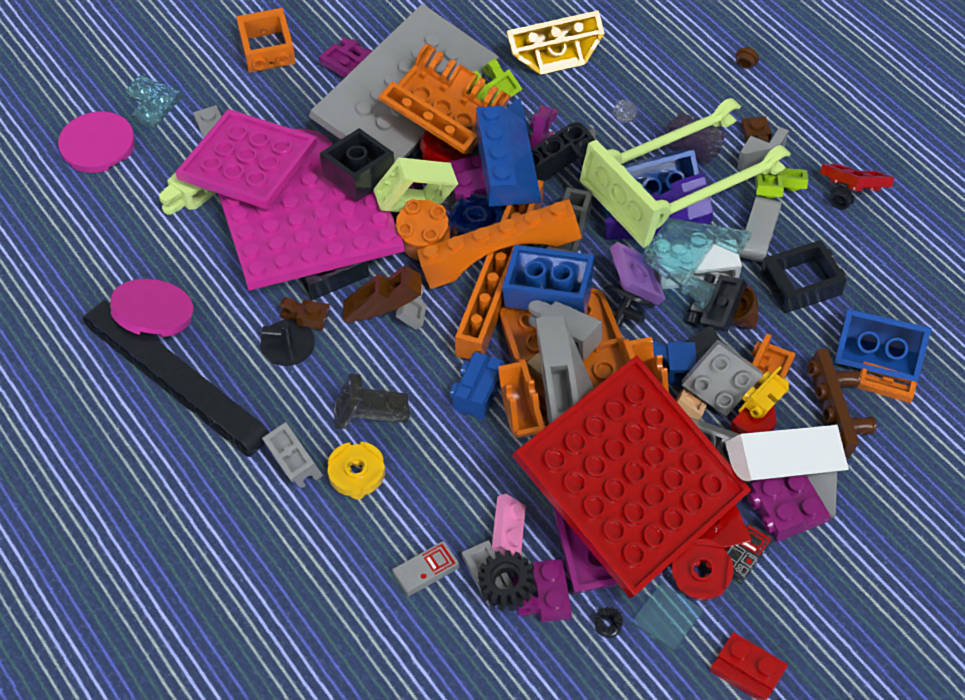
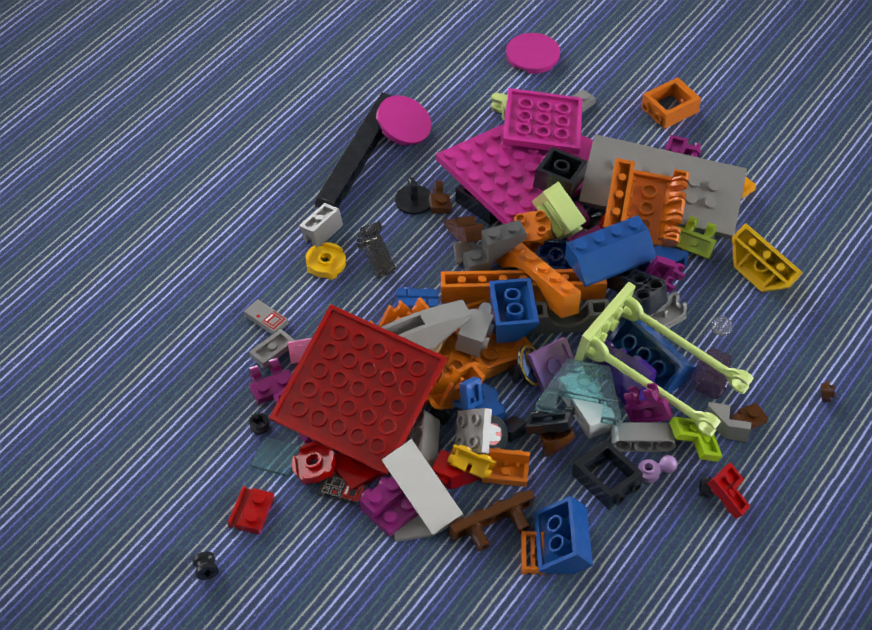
camera: 70 degrees right, 5 degrees down
(155, 100) = (582, 69): clear light blue plate -> none
(442, 272) = (495, 243): none -> dark grey arch
(510, 596) = (263, 360): black tyre -> none
(677, 366) = (470, 394): none -> blue bracket
(691, 403) = (448, 426): light nougat plate -> none
(740, 199) = (649, 410): none -> magenta plate
(802, 221) = (667, 464): none -> lavender plate

